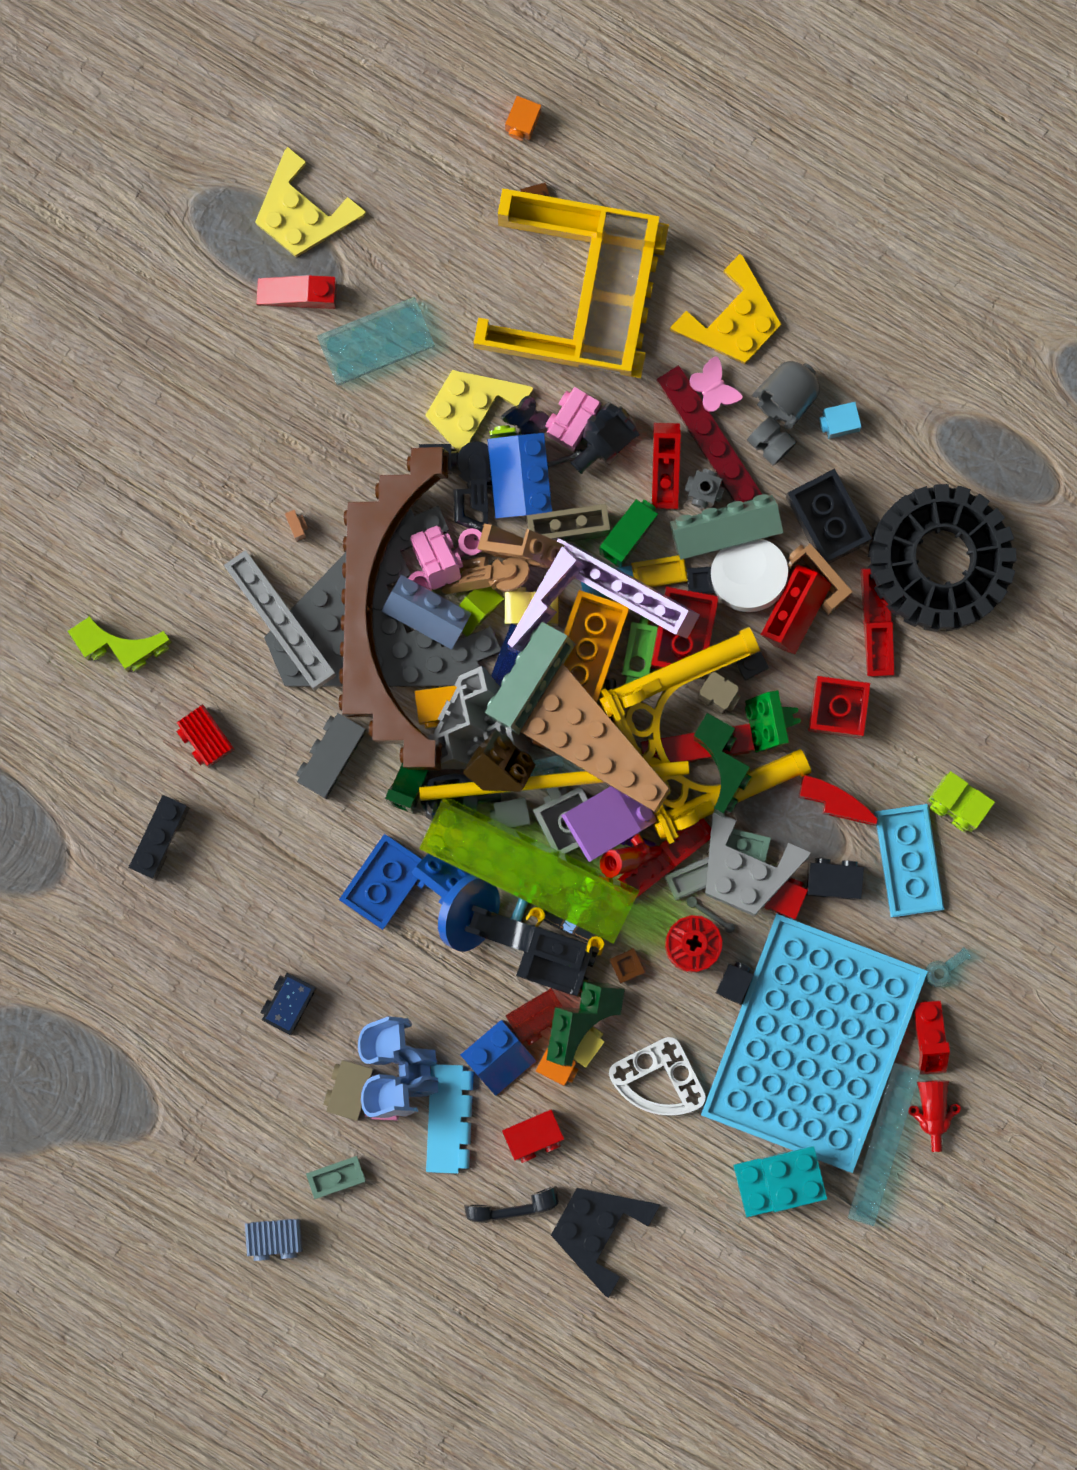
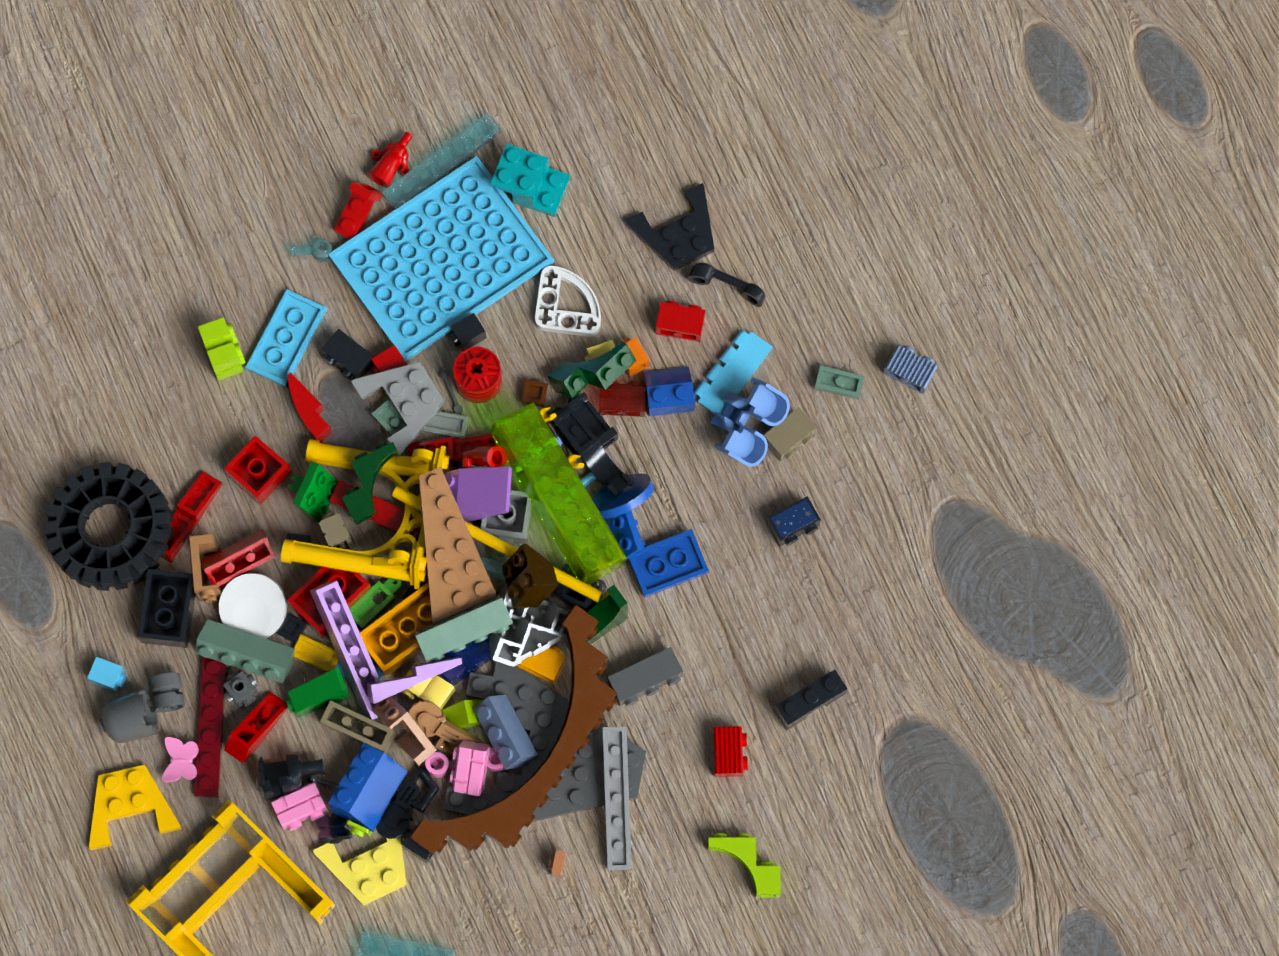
camera: 150 degrees left, 10 degrees down
(511, 813) = (546, 547): dark grey brick -> none

